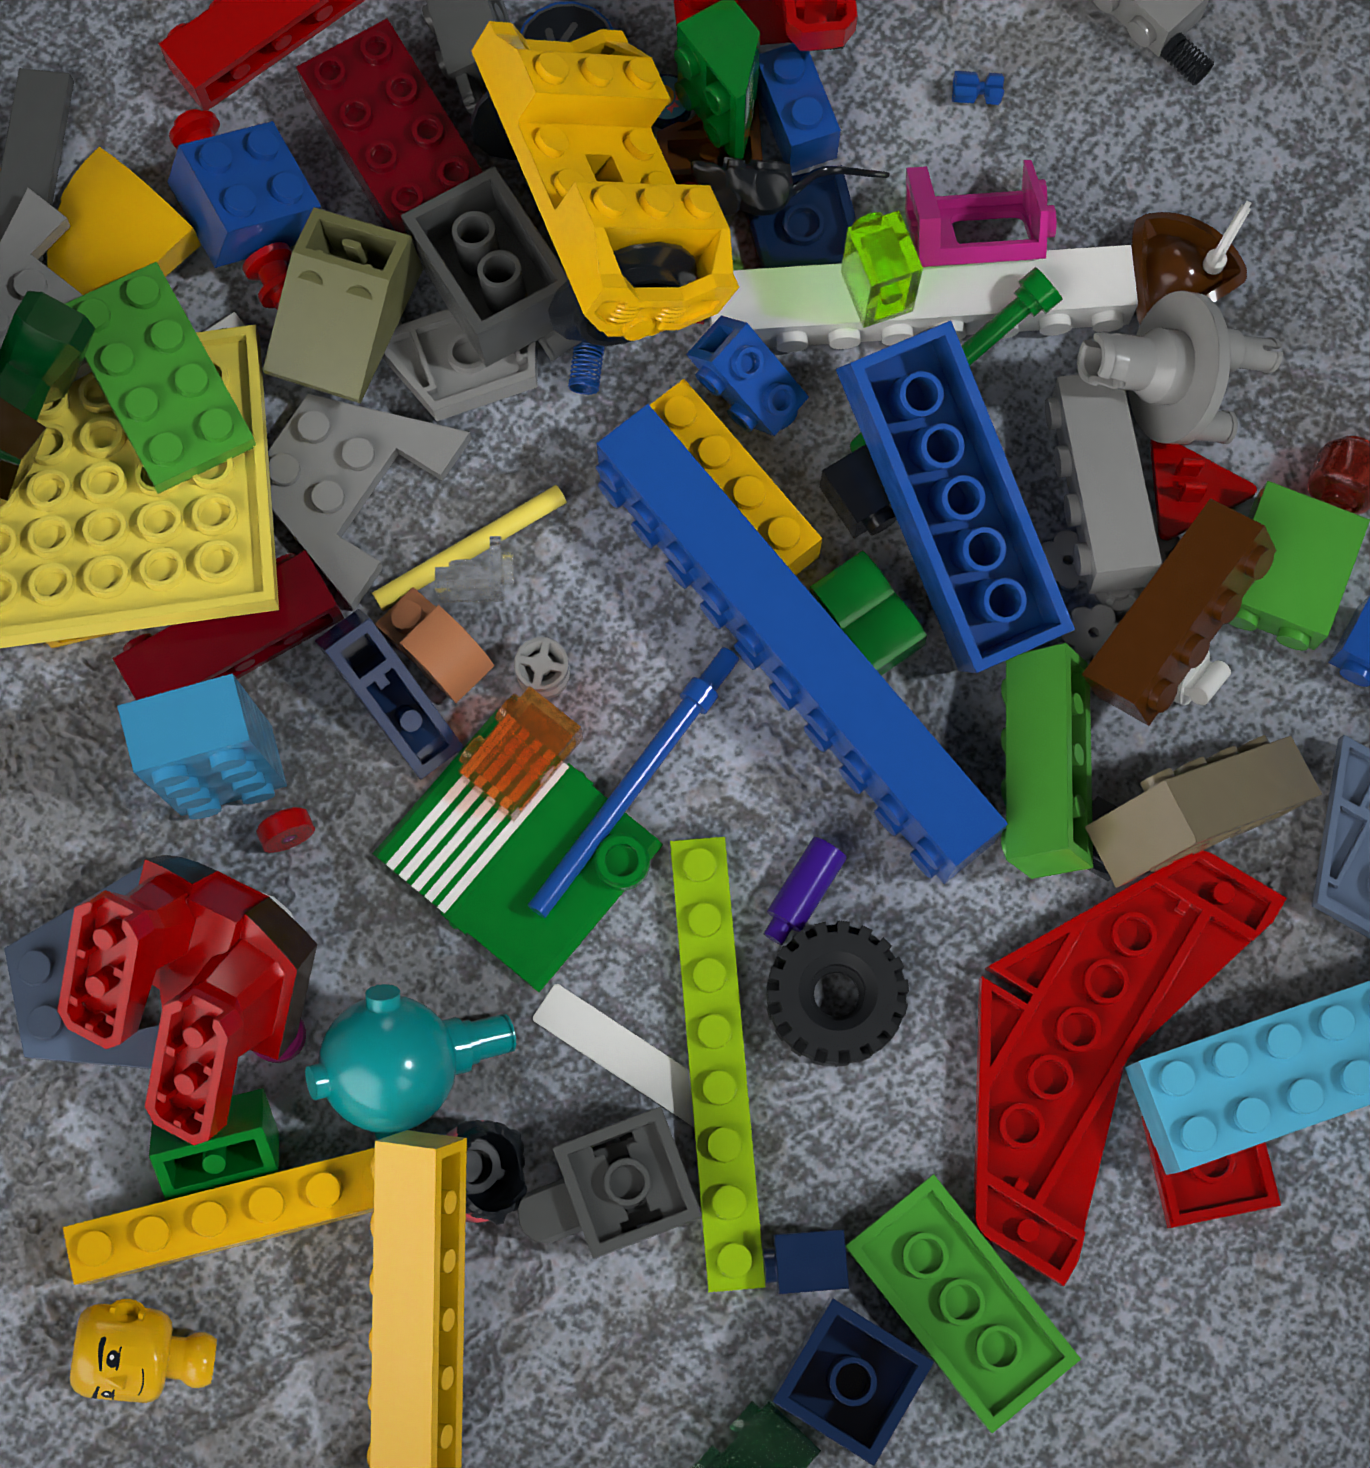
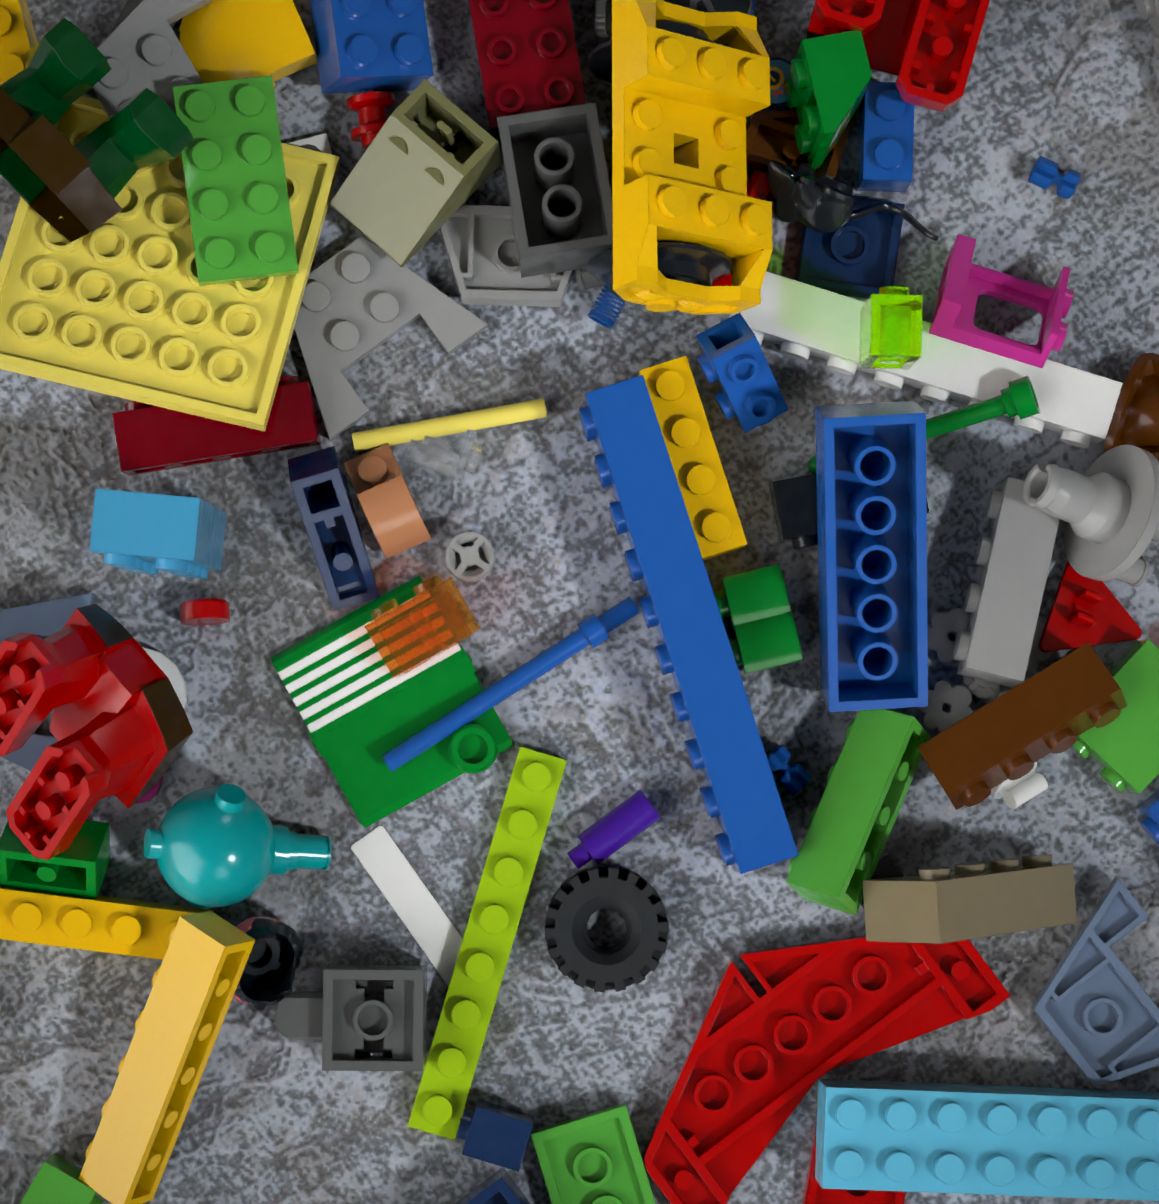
camera: 15 degrees right, 10 degrees up
(968, 759) = (793, 776): none -> blue piece

